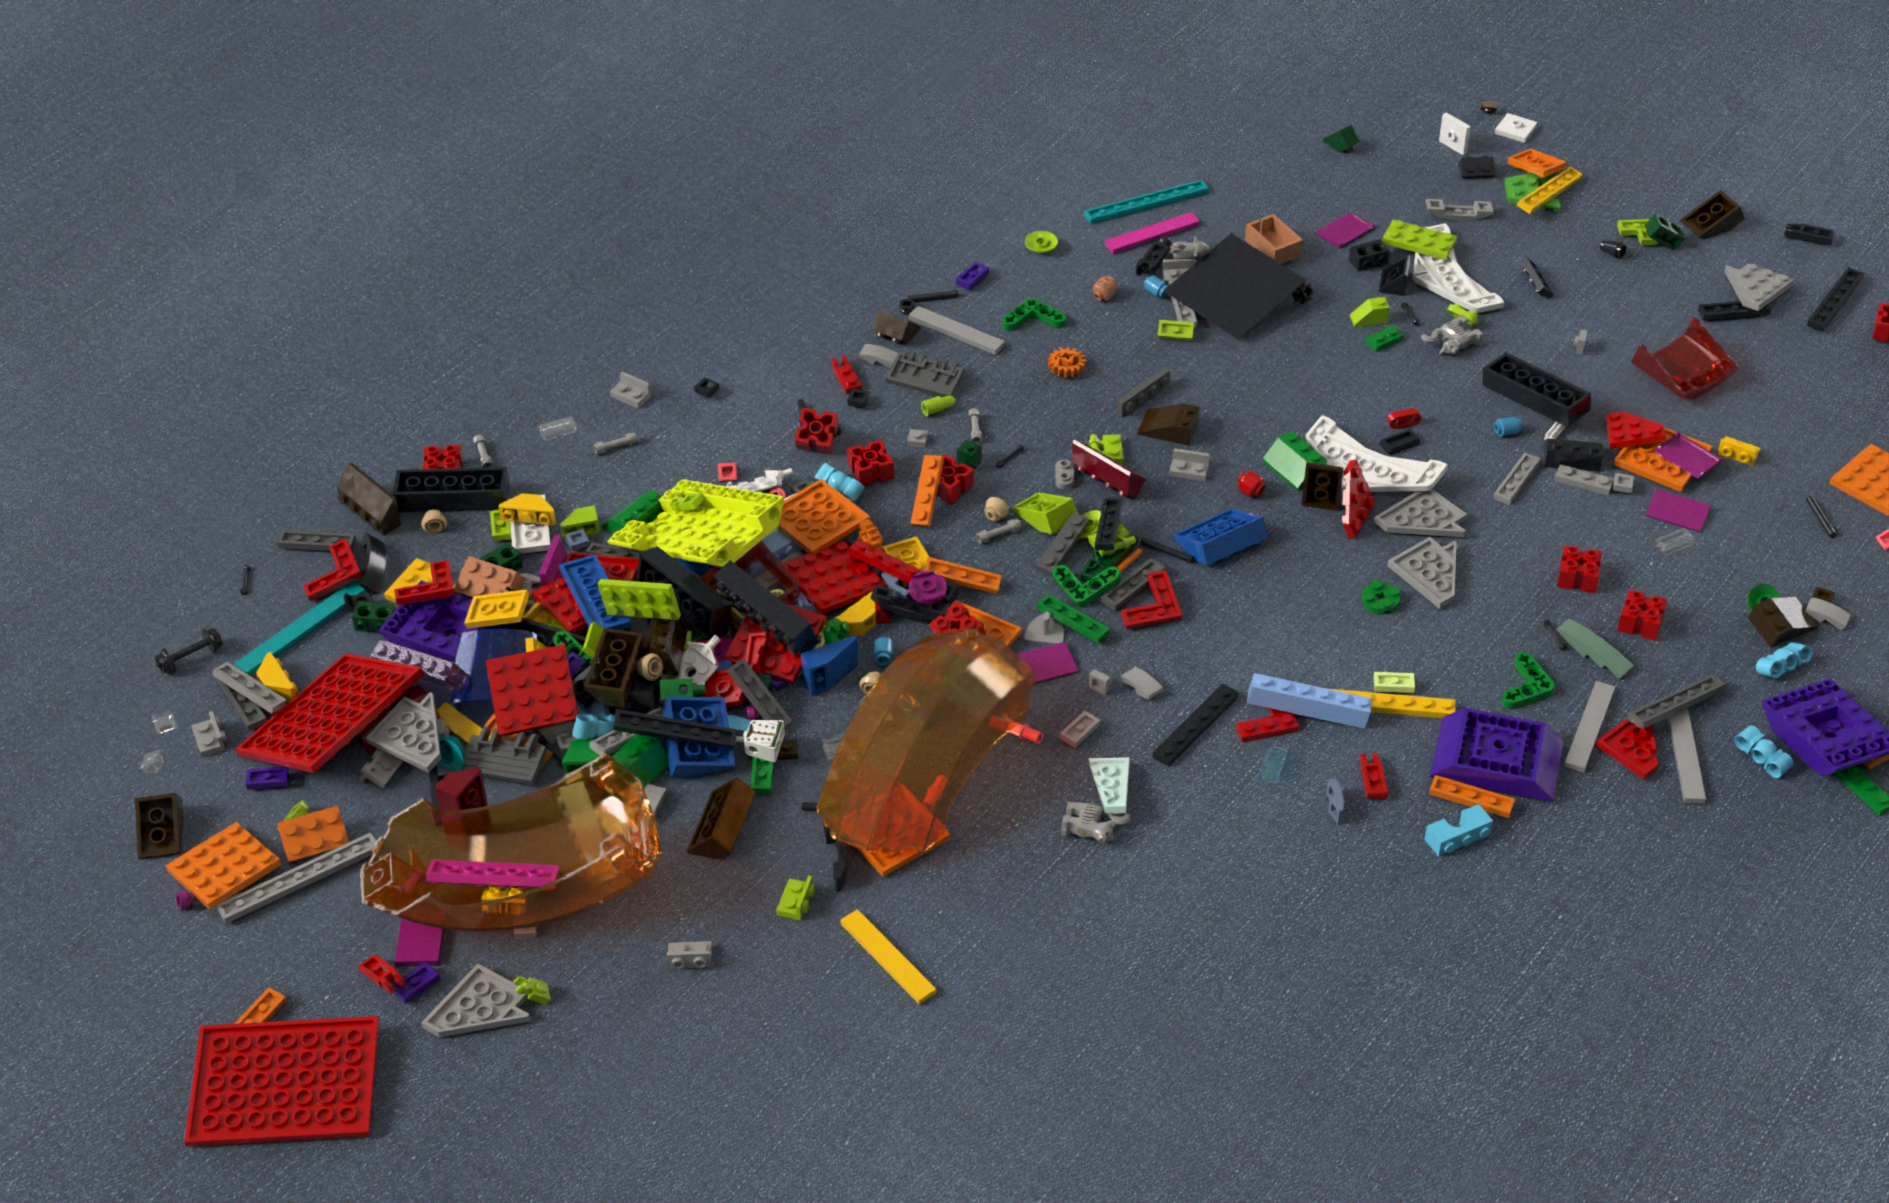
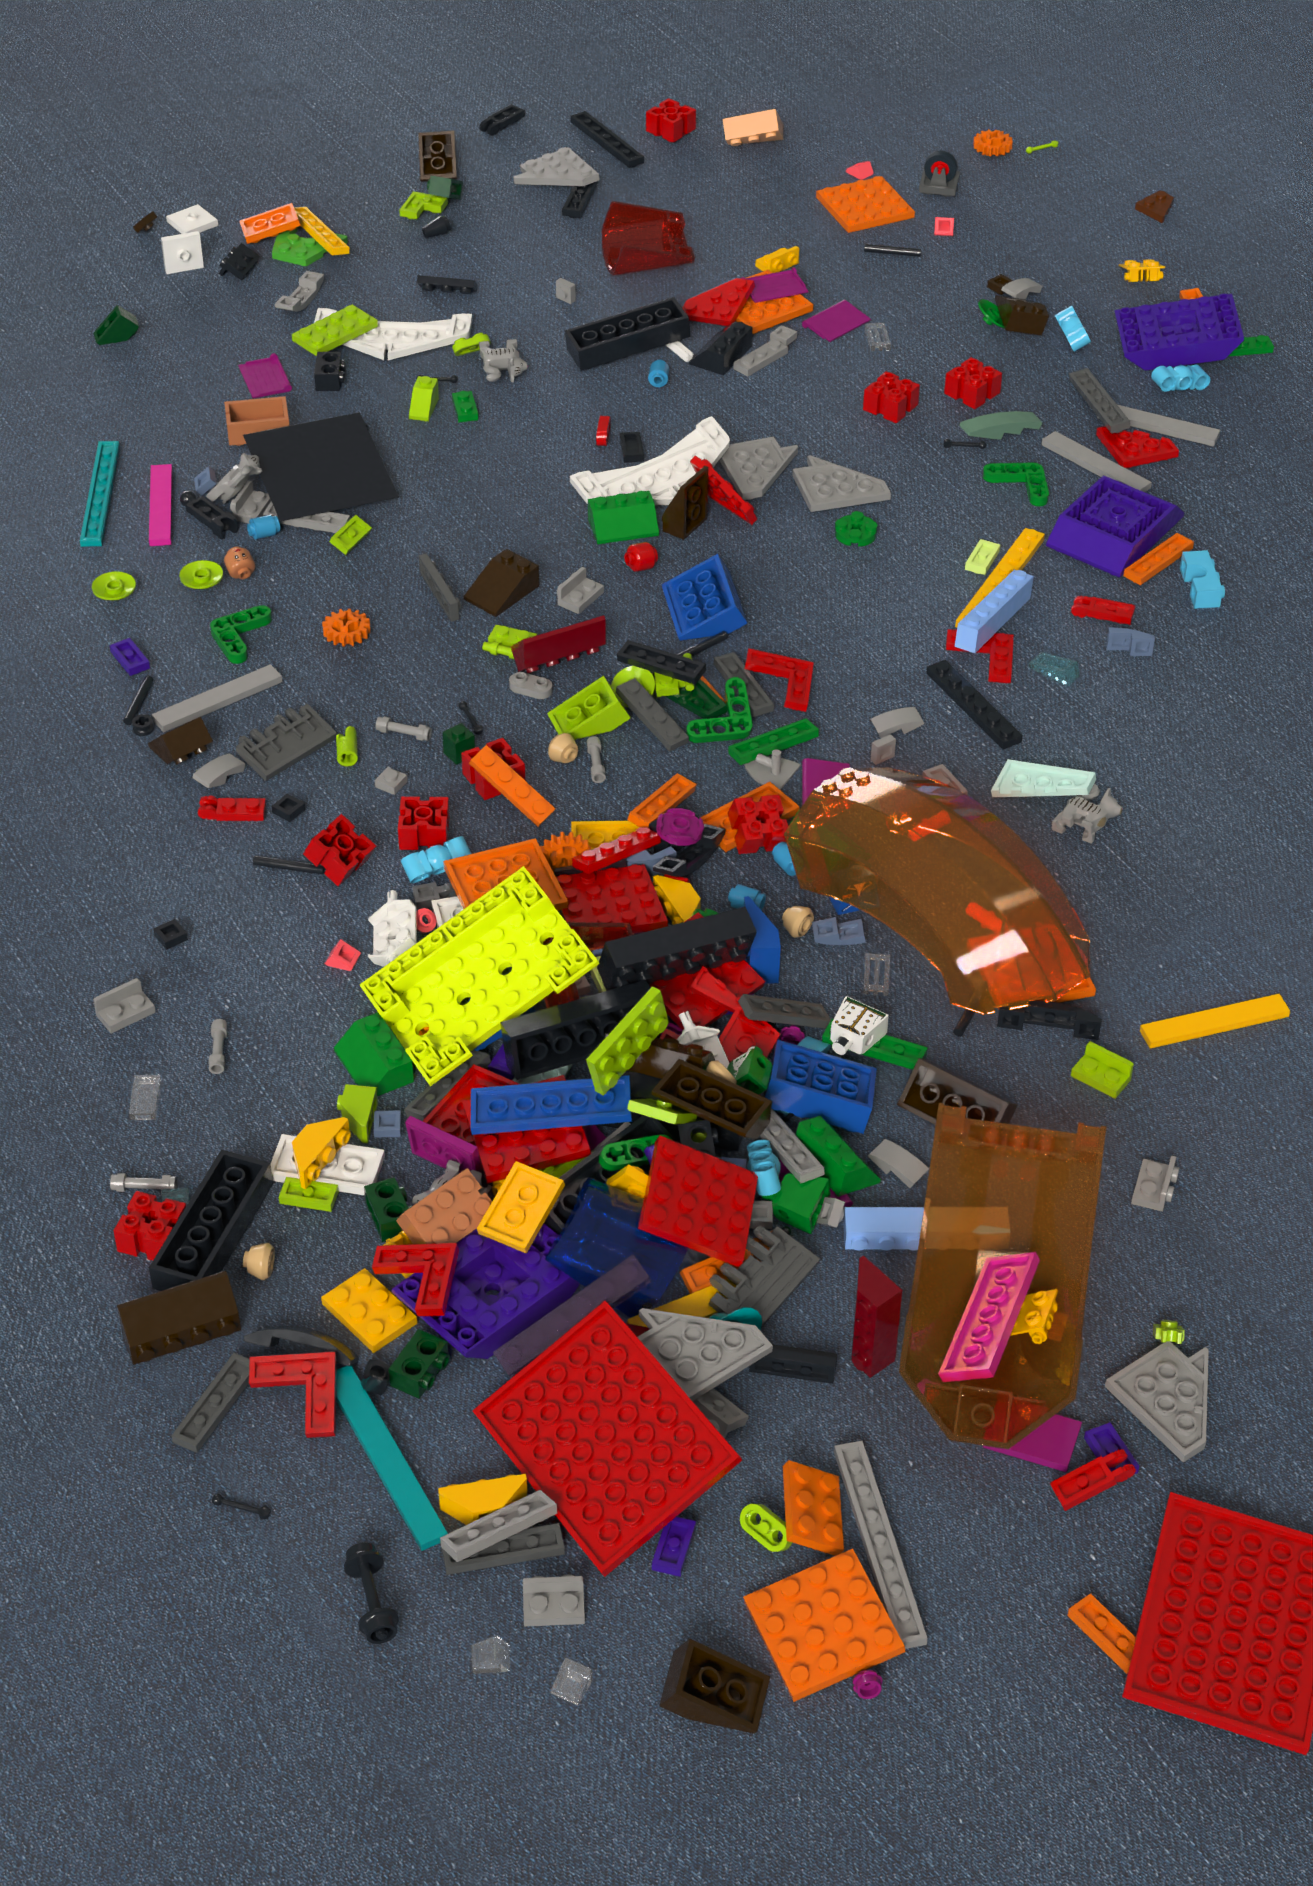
camera: 70 degrees left, 0 degrees up
(674, 729) = (829, 1086): black plate -> none
(689, 502) = (422, 980): lime plate -> none
(1080, 276) = (201, 574): none -> lime dish
(1395, 277) = (379, 363): black slope -> none
(1517, 478) = (733, 395): light grey tile -> none

